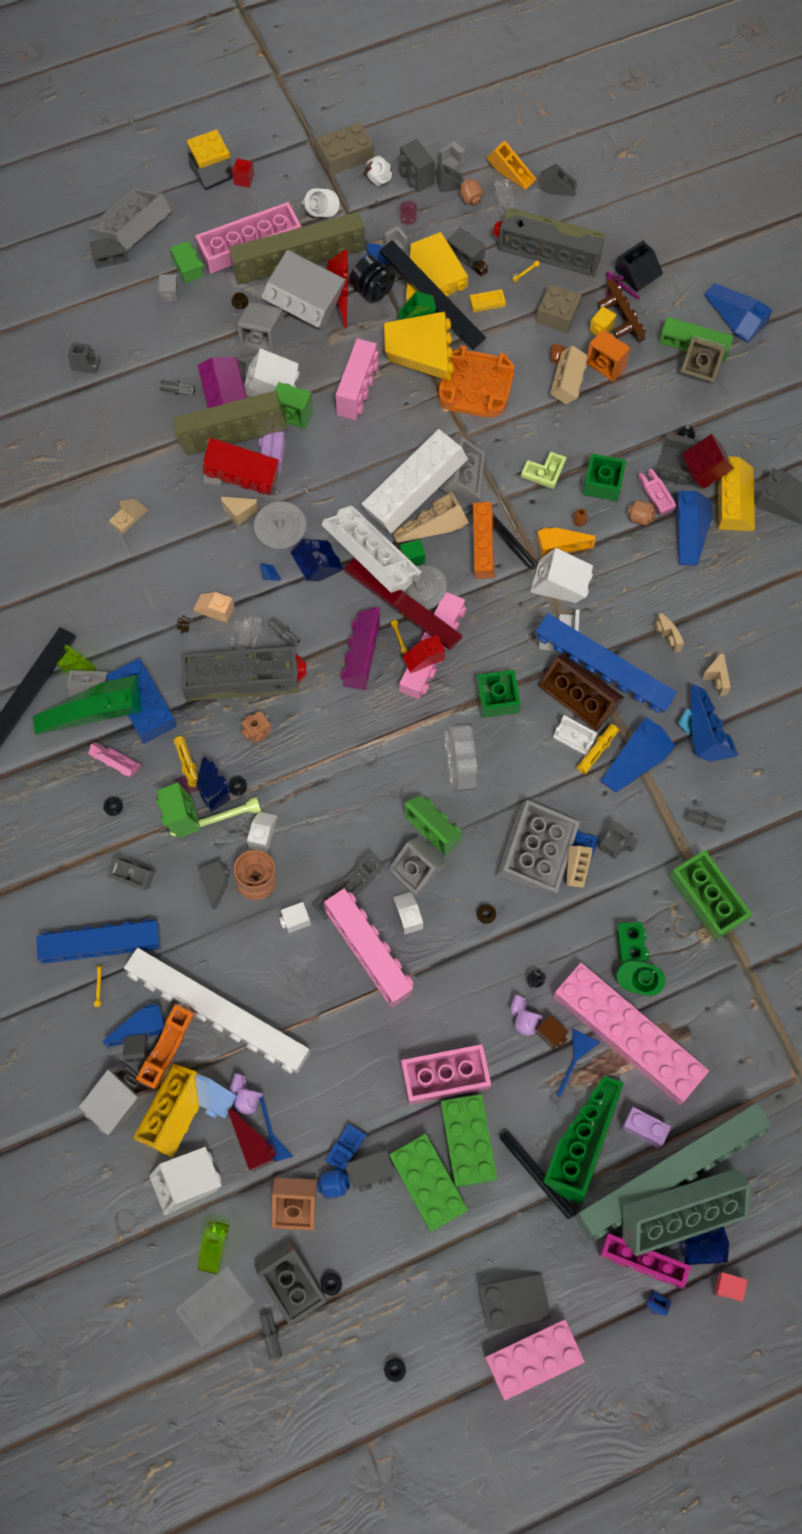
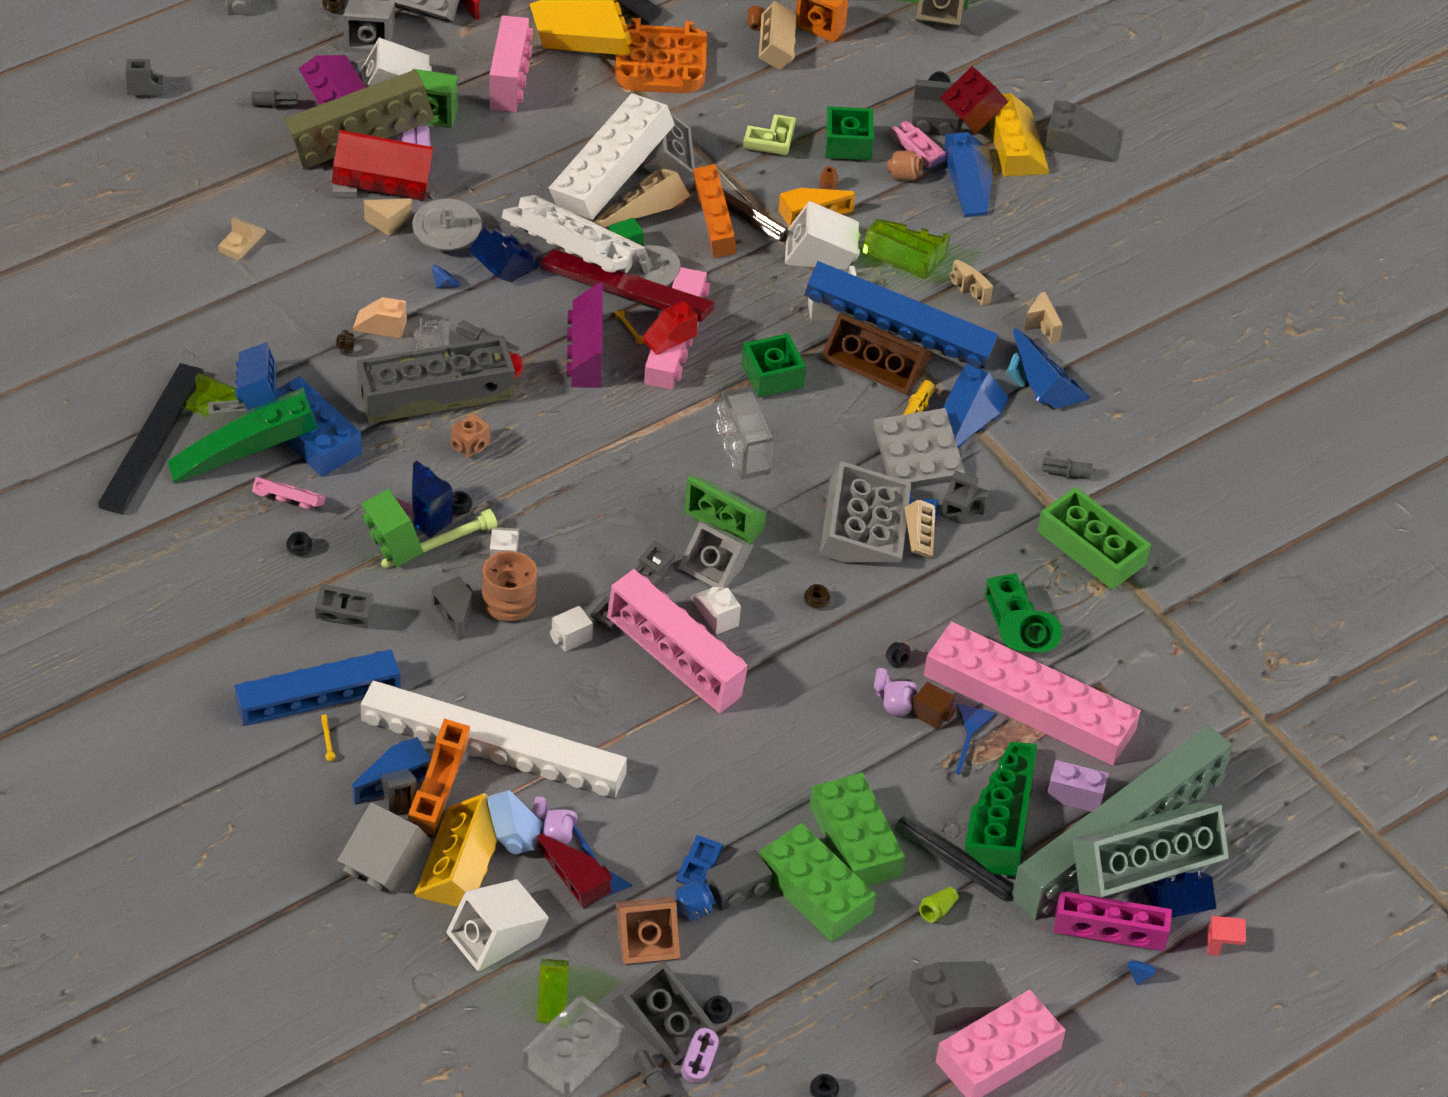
camera: 15 degrees left, 20 degrees down
(106, 656) = (256, 376): none -> blue brick
(188, 766) = (387, 481): yellow pin -> none
(312, 1328) = (705, 1057): none -> lavender beam
(445, 1074) = (794, 764): bright pink brick -> none
(516, 1217) = (937, 905): none -> lime cone
(575, 735) = (881, 397): white hinge -> none
(593, 787) = (918, 447): none -> light grey plate
(624, 594) = (906, 248): none -> clear neon green wedge

